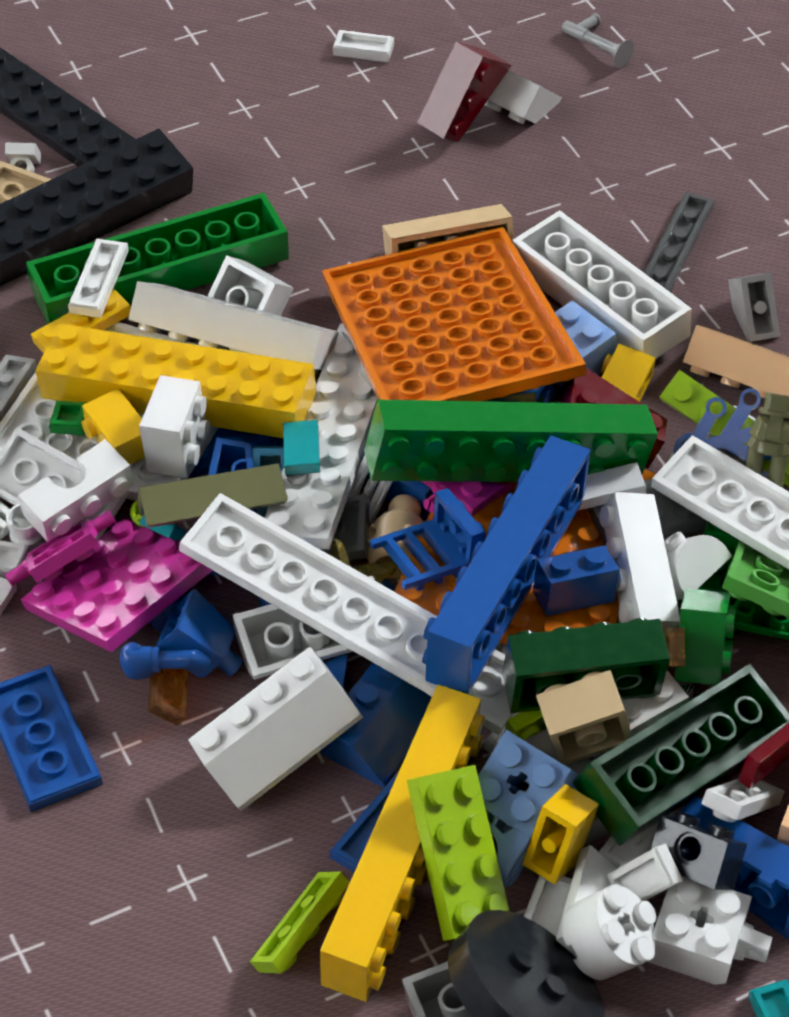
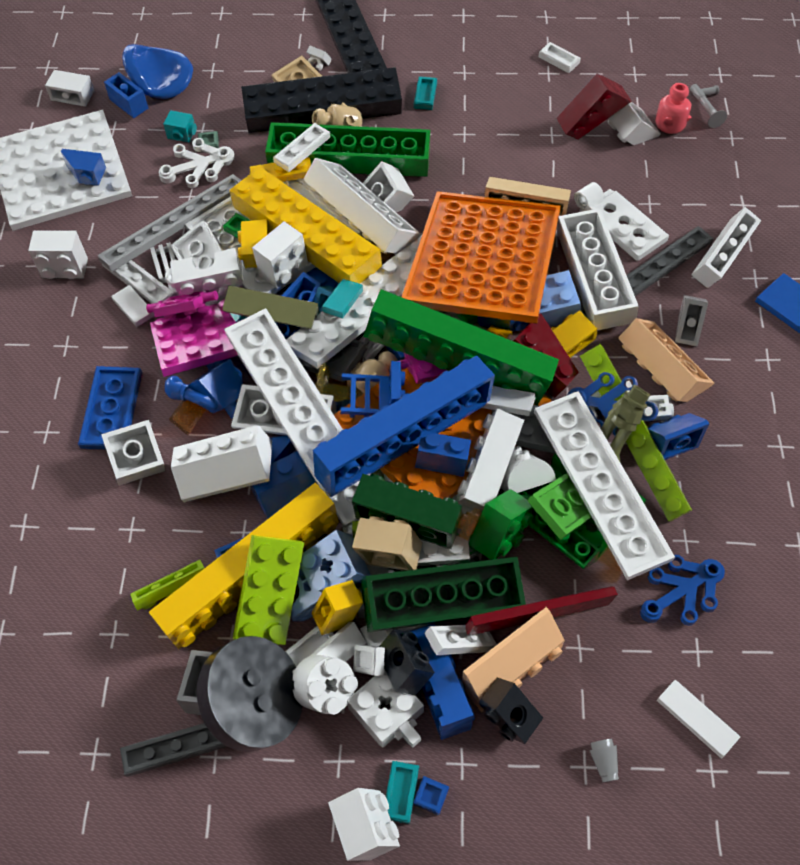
camera: 30 degrees right, 10 degrees up
(116, 220) = (338, 115): none -> tan piece
(130, 773) = (133, 452): none -> white brick
(209, 152) = (425, 93): none -> teal tile
(535, 204) = (592, 198): none -> white hinge
(566, 59) = (674, 110): none -> coral piece
(741, 203) = (726, 247): none -> white brick

